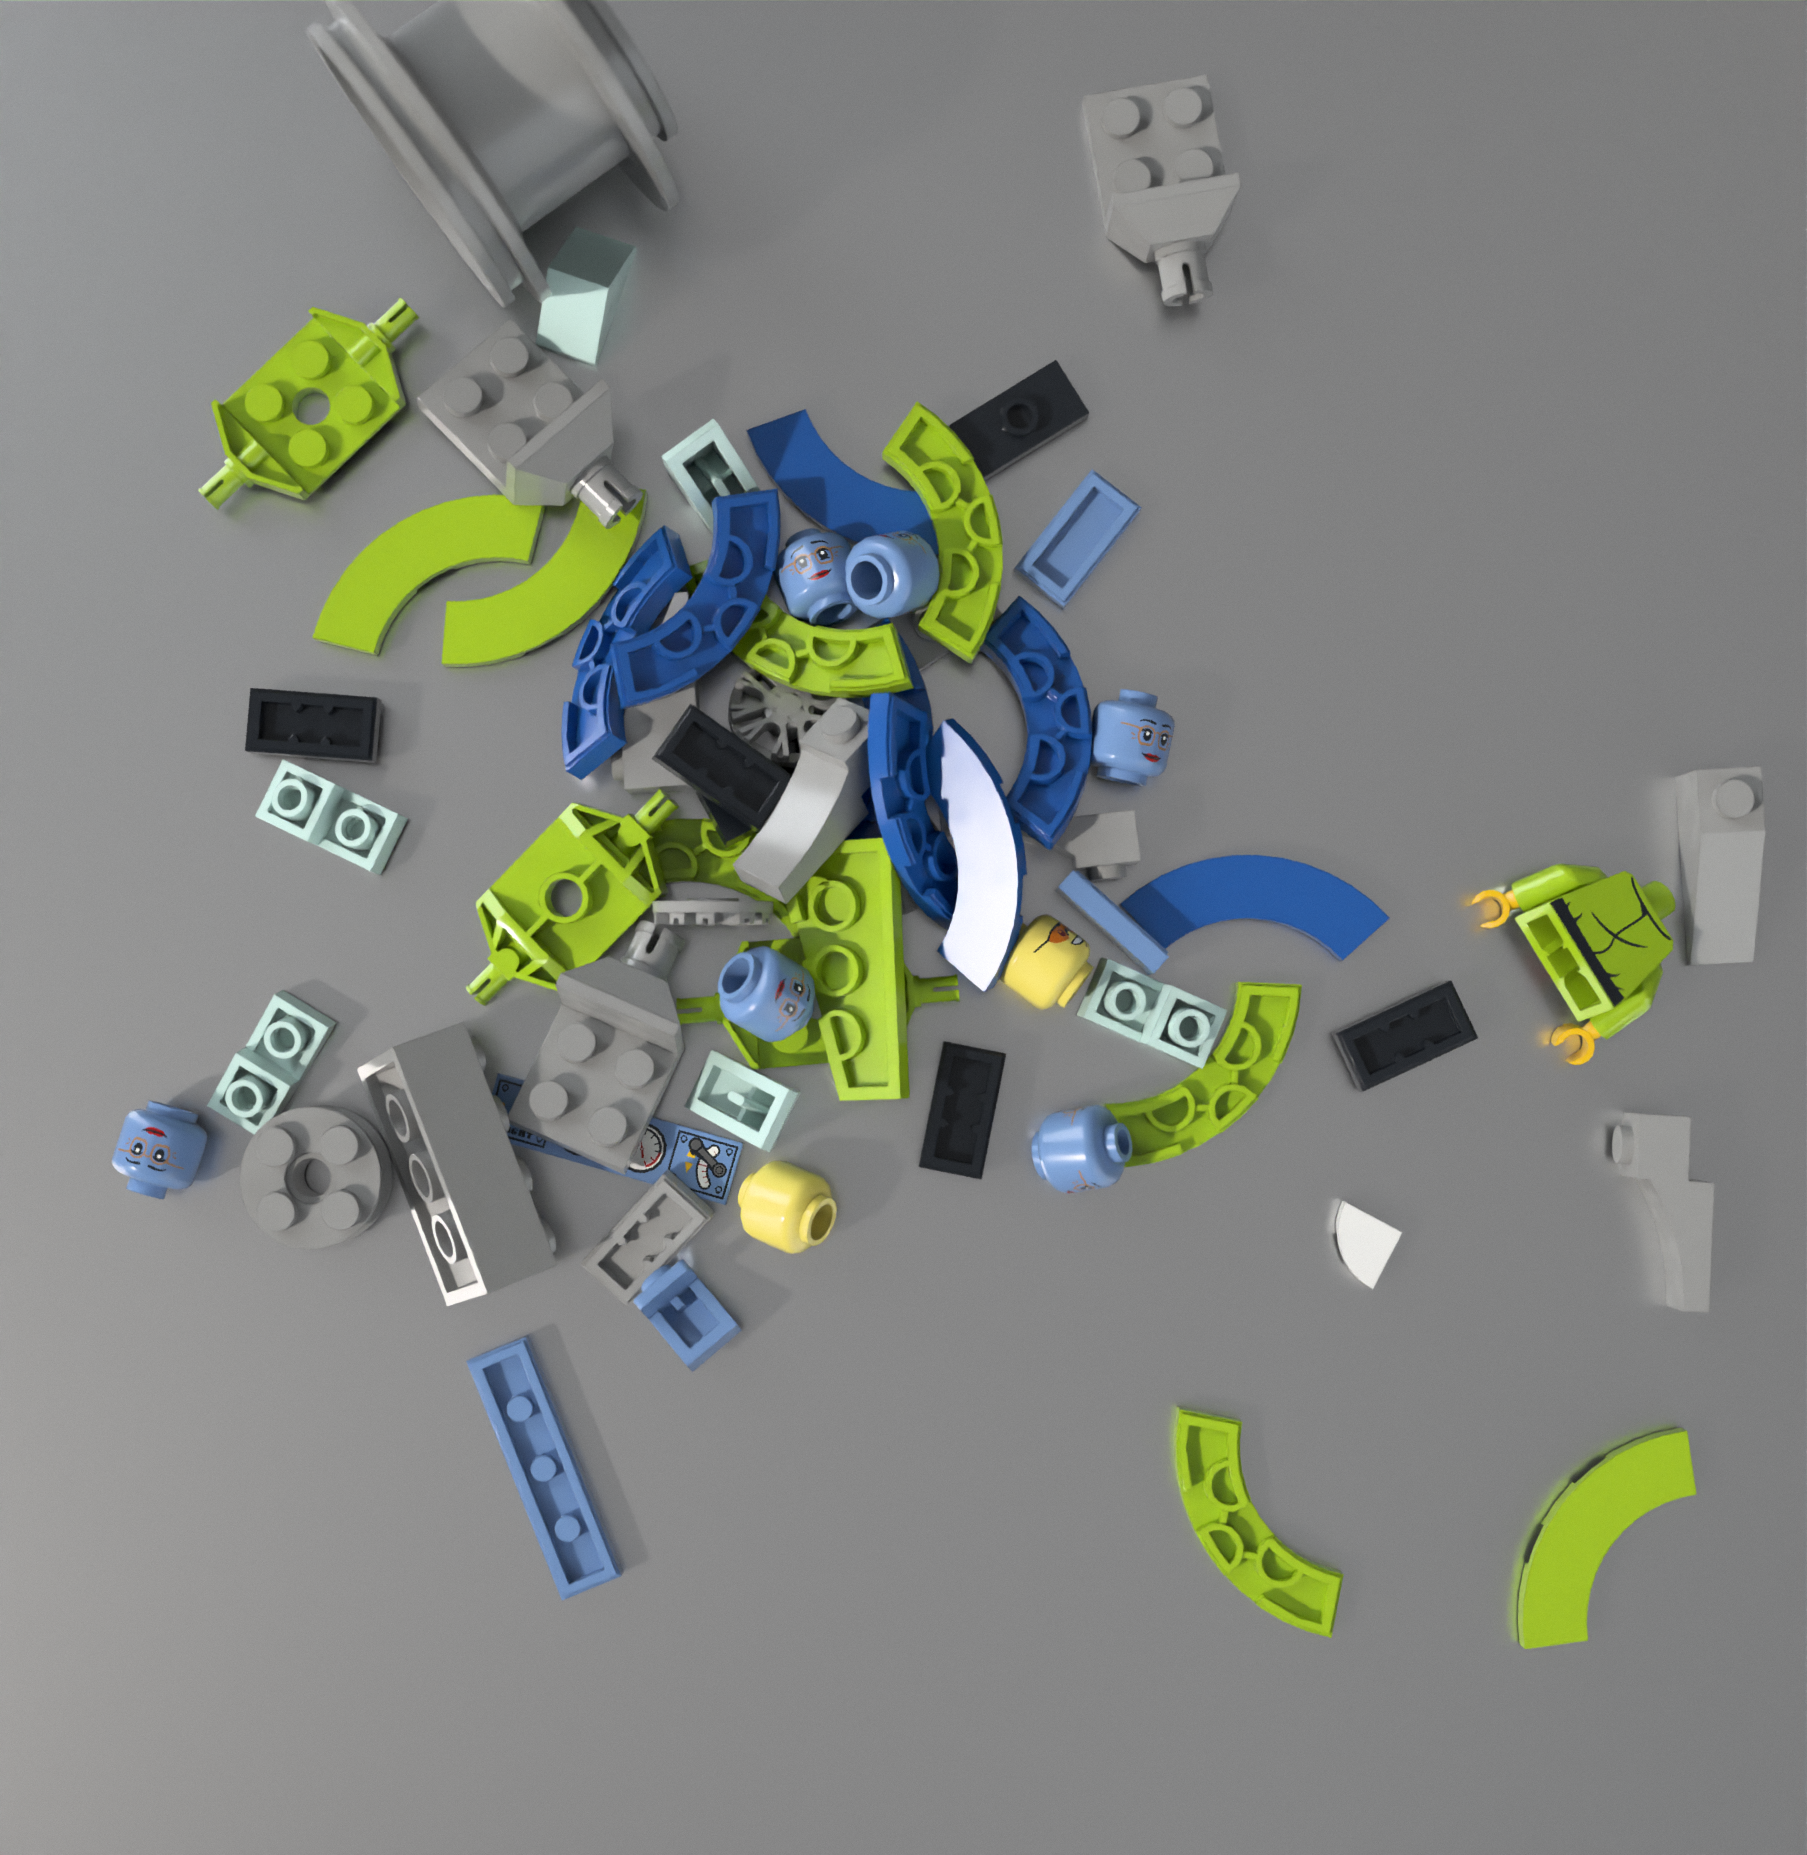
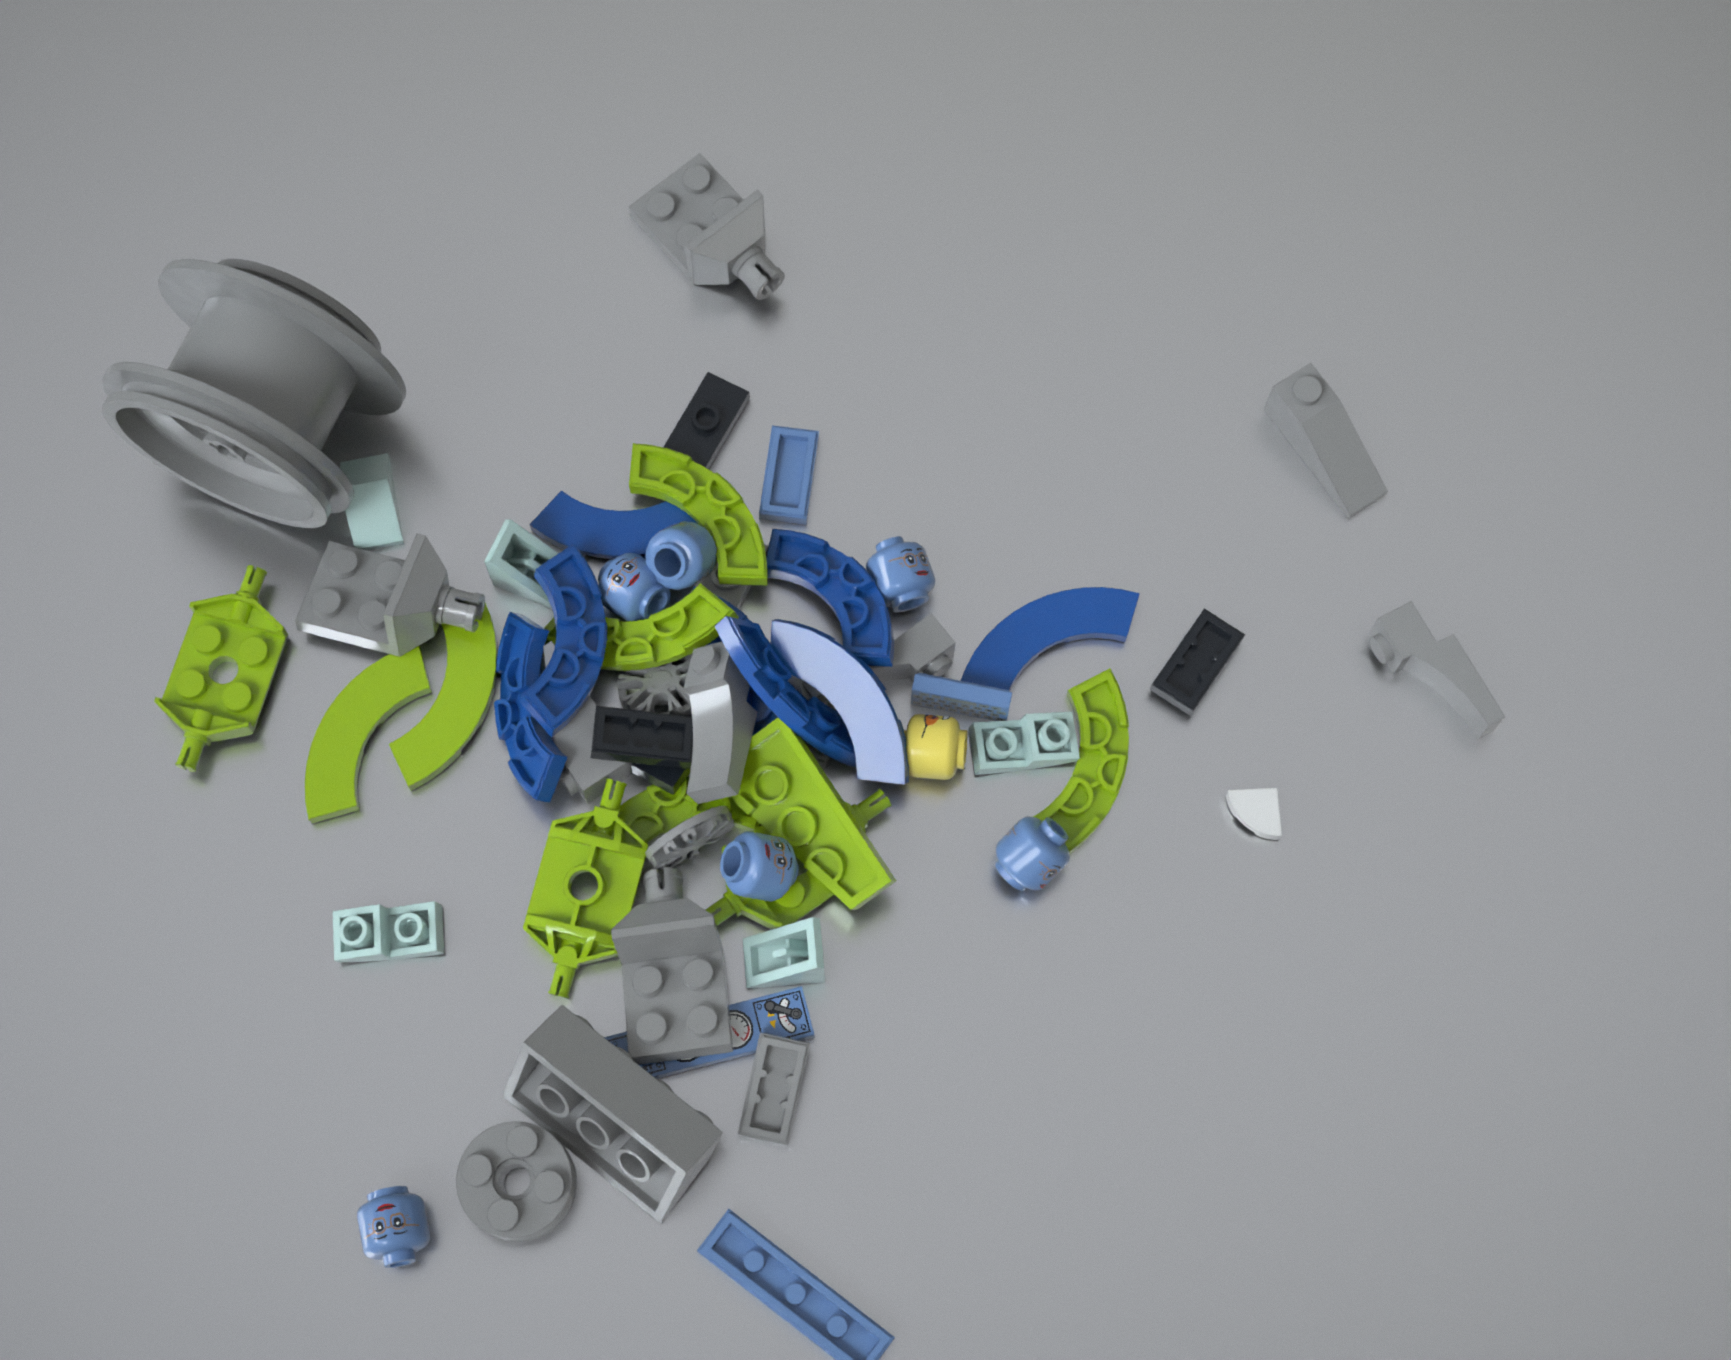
camera: 30 degrees left, 15 degrees down
(272, 1063) = (440, 1124): light aqua slope -> none
(313, 725) = (341, 877): black plate -> none
(685, 1313) = (831, 1123): medium blue bracket -> none
(787, 1207) = (857, 1008): light yellow head -> none
(962, 1110) = (937, 877): black plate -> none
(1236, 1535) = (1296, 1056): lime tile -> none
(1585, 1526) = (1521, 912): lime tile -> none
(1596, 942) = (1279, 529): lime torso -> none

